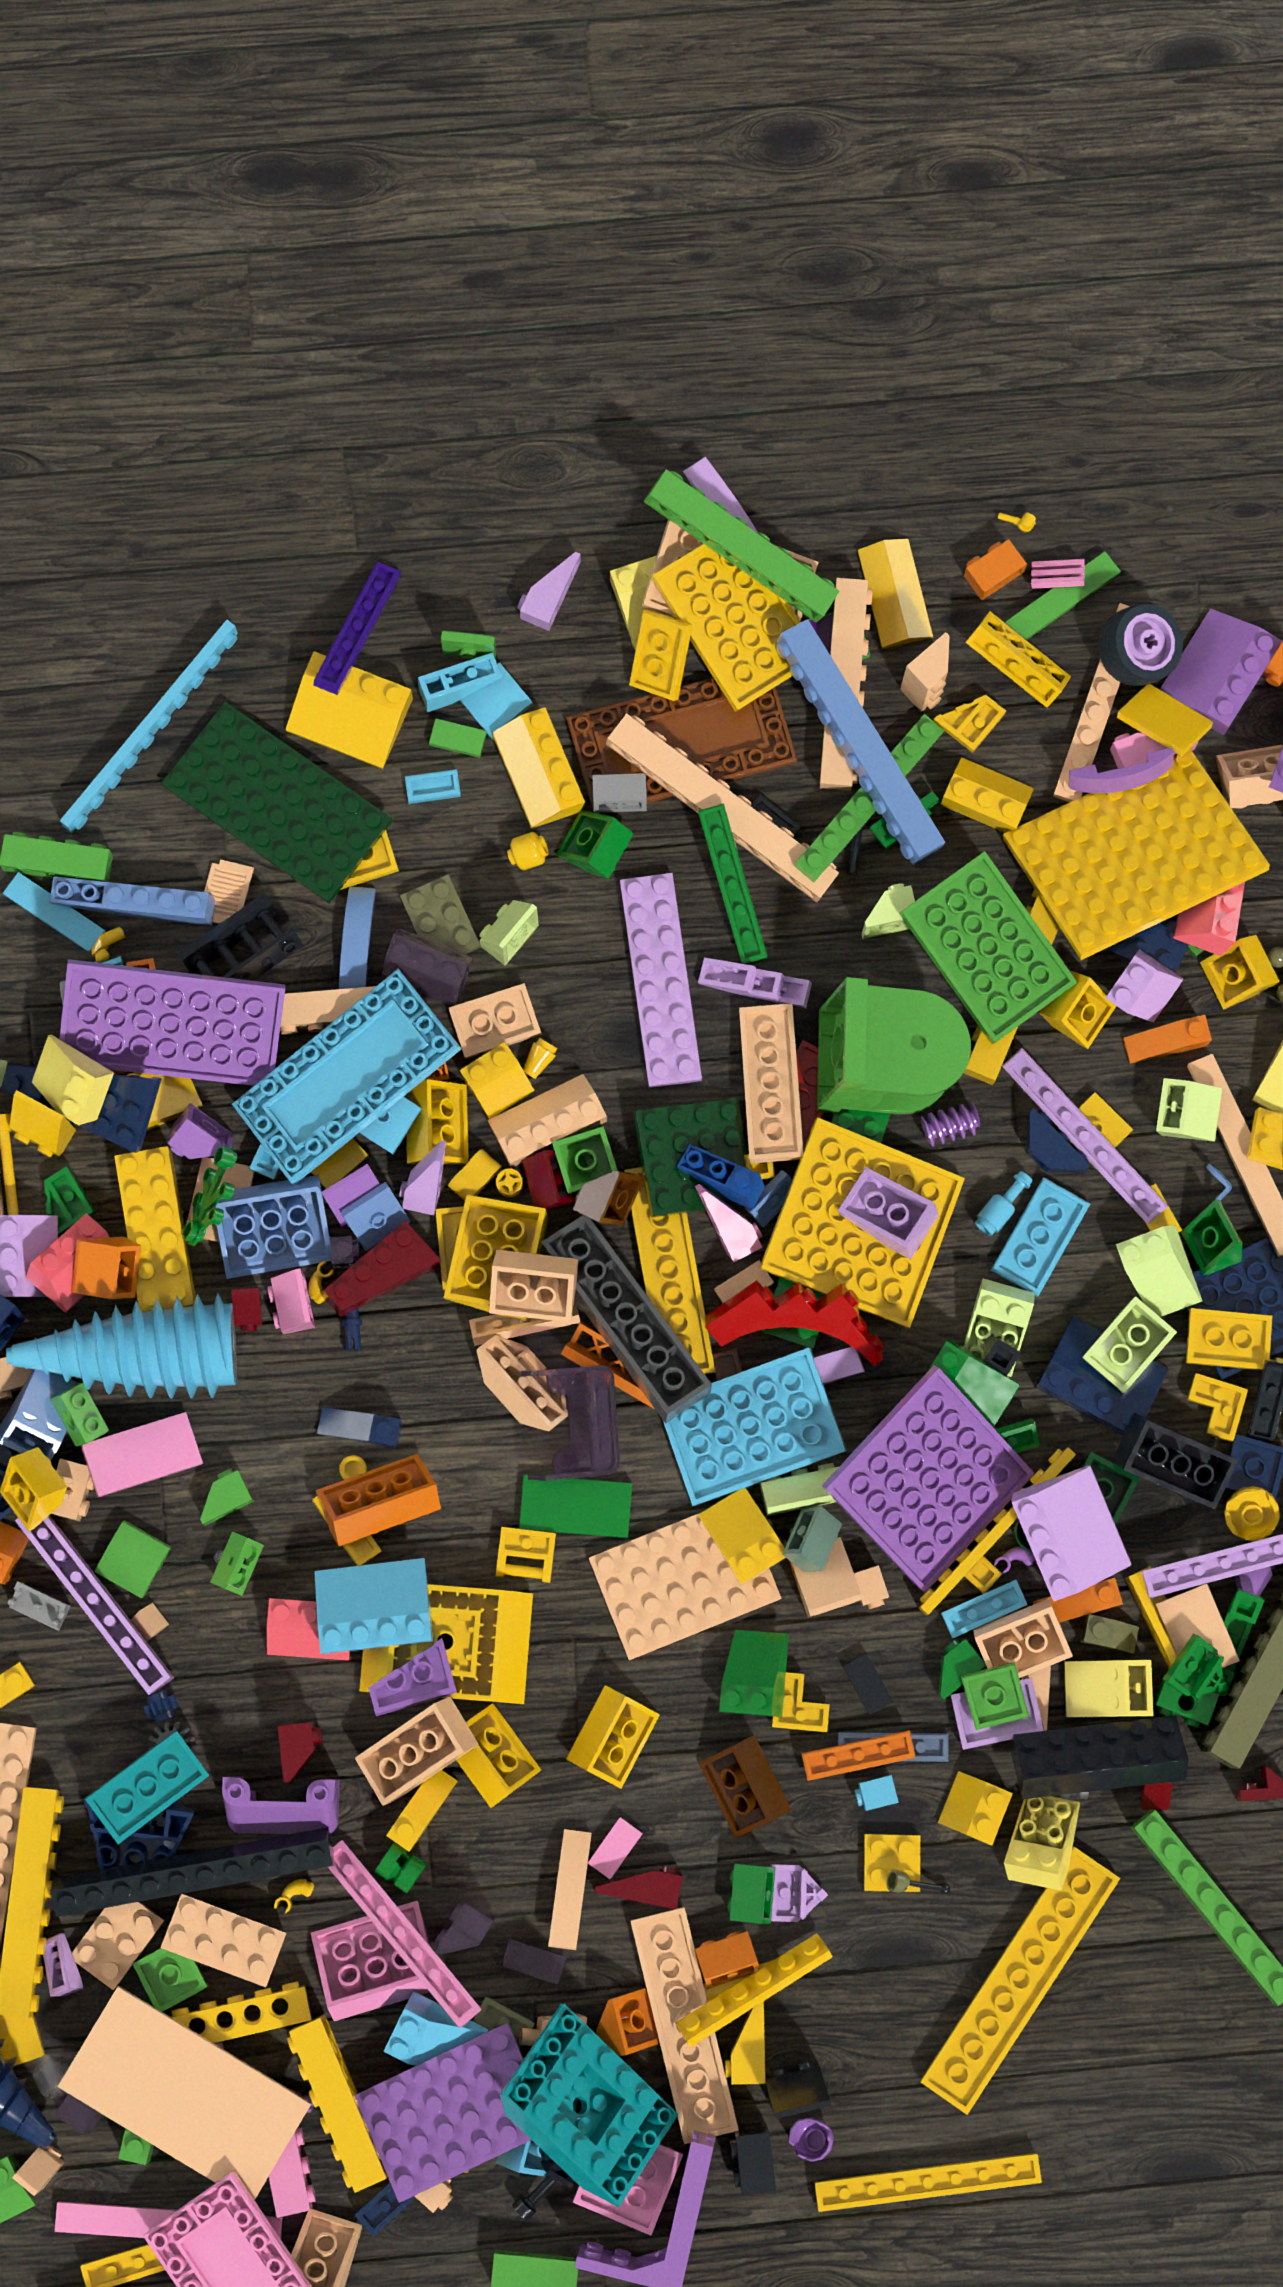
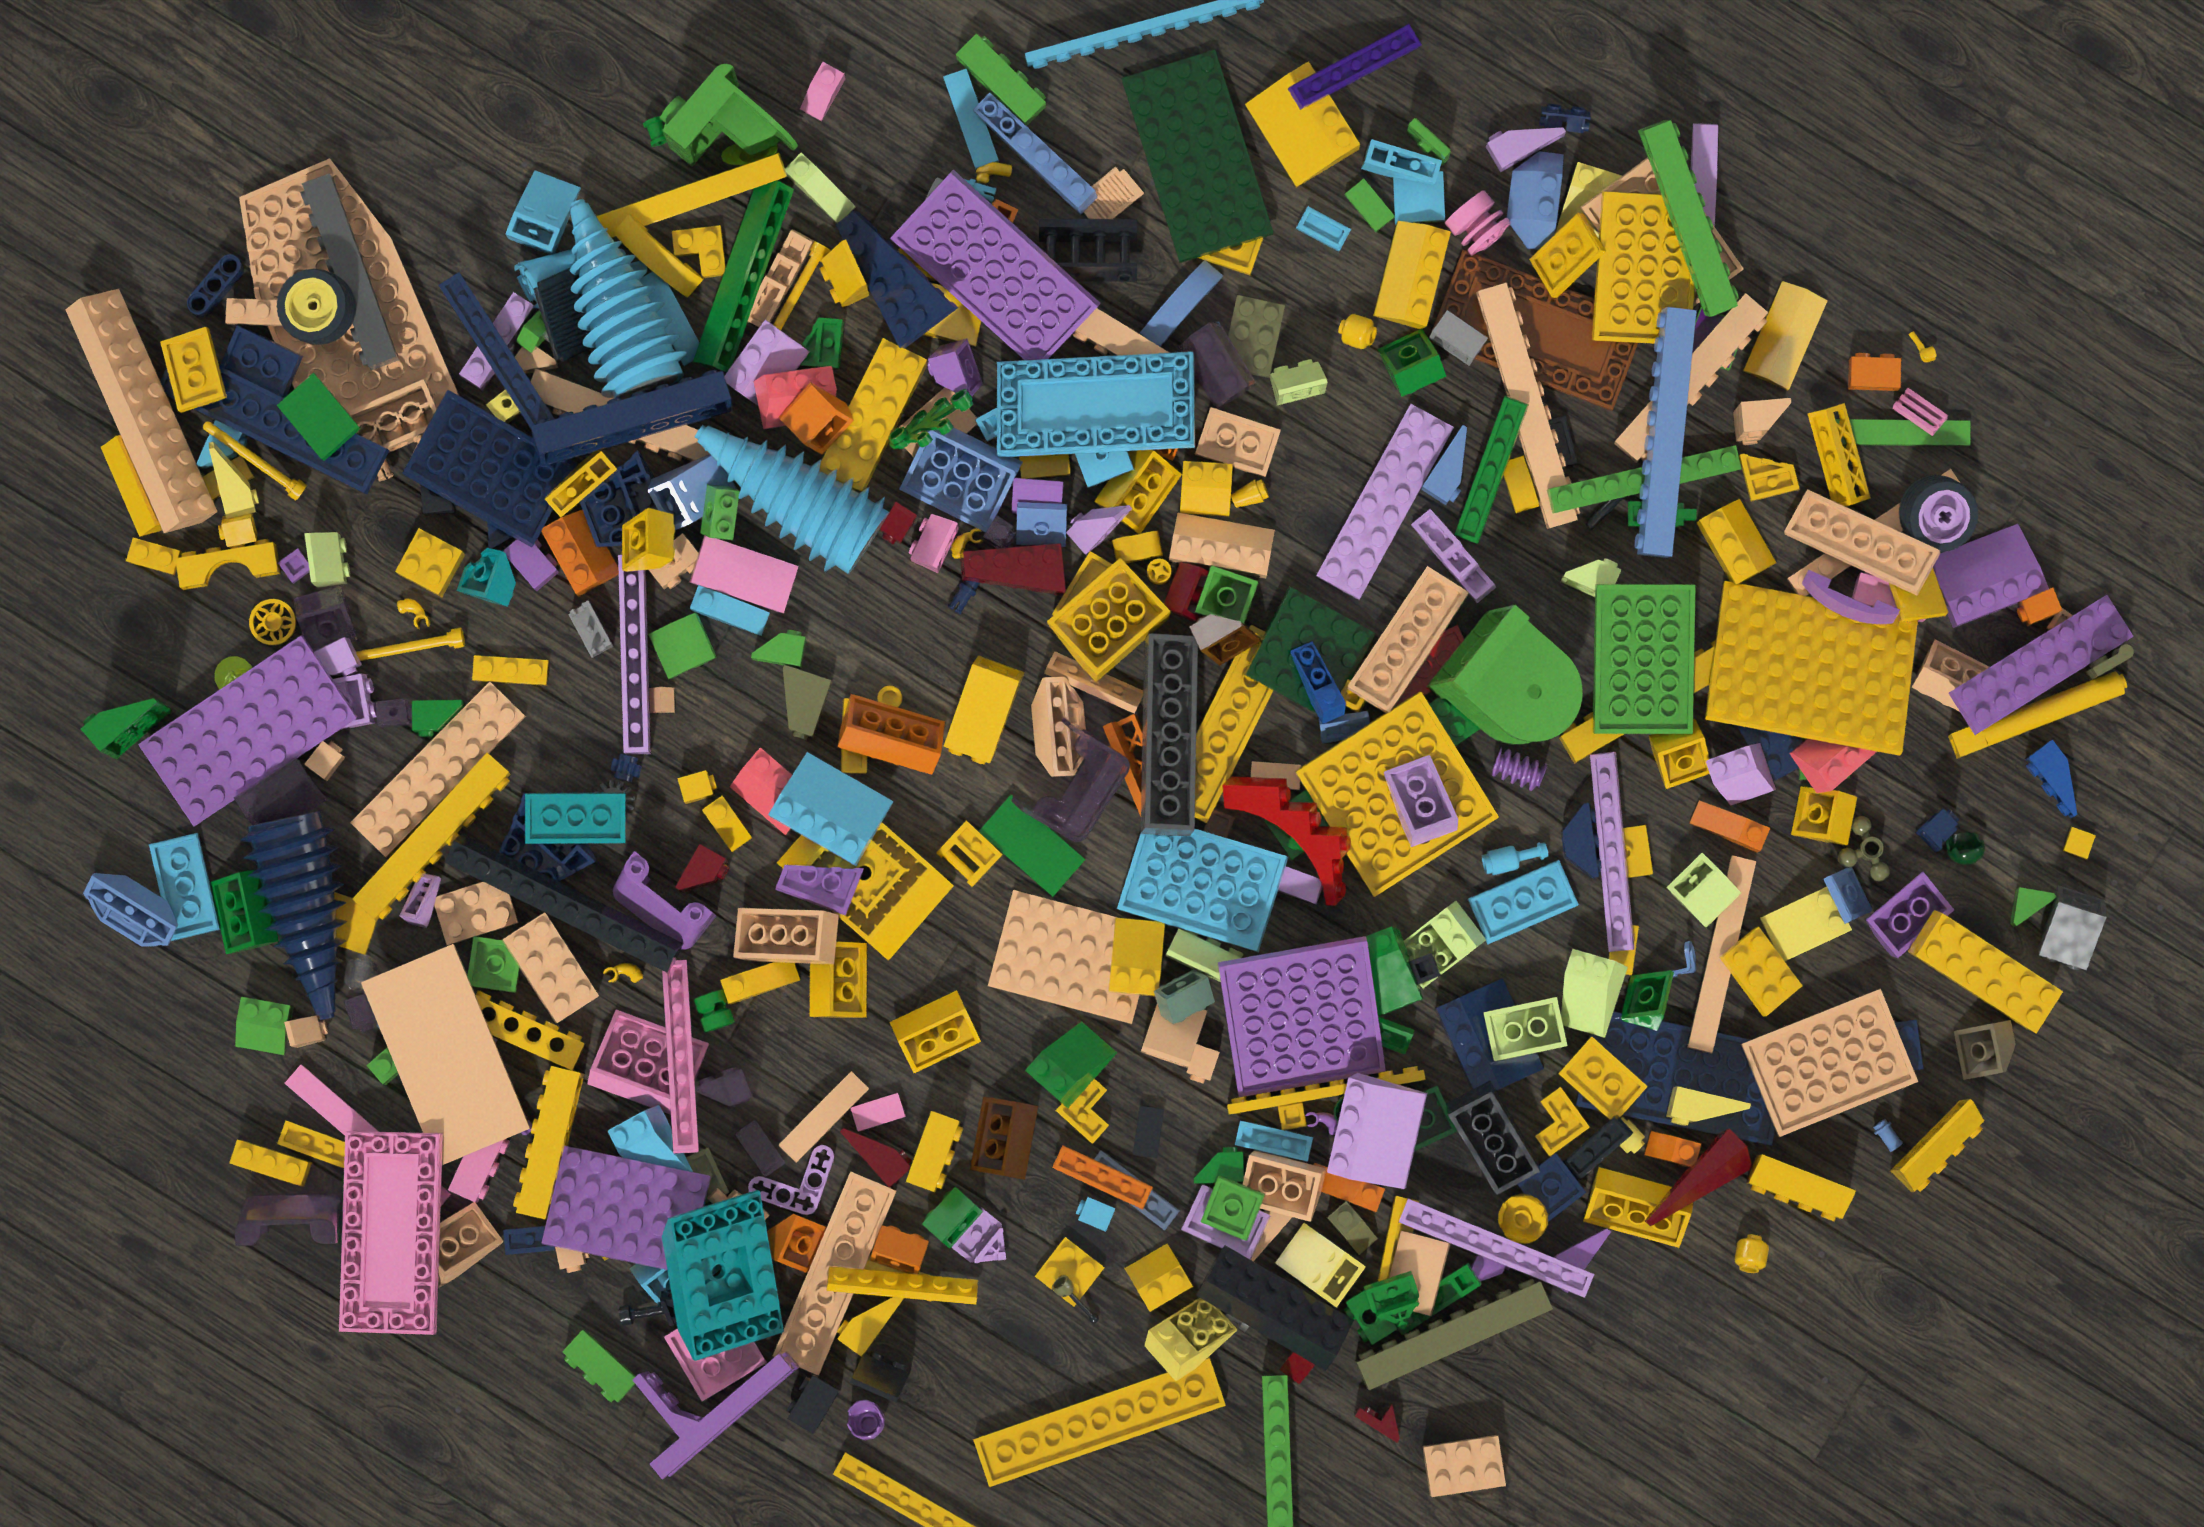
camera: 40 degrees right, 5 degrees up
(71, 1081) = (890, 261): light yellow slope -> none
(152, 1497) = (729, 610): none -> medium azure slope
(236, 1563) = (755, 704): bright green piece -> none
(238, 1675) = (697, 786): none -> yellow brick
(279, 1527) = (804, 700): none -> olive slope
(289, 1689) = (727, 823): none -> yellow slope
(360, 1427) = (917, 671): dark blue slope -> none
(444, 1418) = (983, 710): none -> yellow slope
(533, 1285) = (1117, 661): light nougat slope -> none
(561, 549) = (1556, 115): none -> dark blue hinge
(562, 683) = (1477, 223): none -> bright pink wheel
(597, 630) = (1535, 198): none -> medium blue wedge
(602, 1968) = (805, 1189): none -> lavender beam
(693, 1846) = (934, 1152): none -> yellow brick
(697, 916) = (1446, 475): none -> medium blue slope
(734, 1230) = (1299, 727): slope -> none
(767, 881) = (1520, 485): none -> yellow slope
(1095, 715) = (1862, 542): none -> light nougat plate

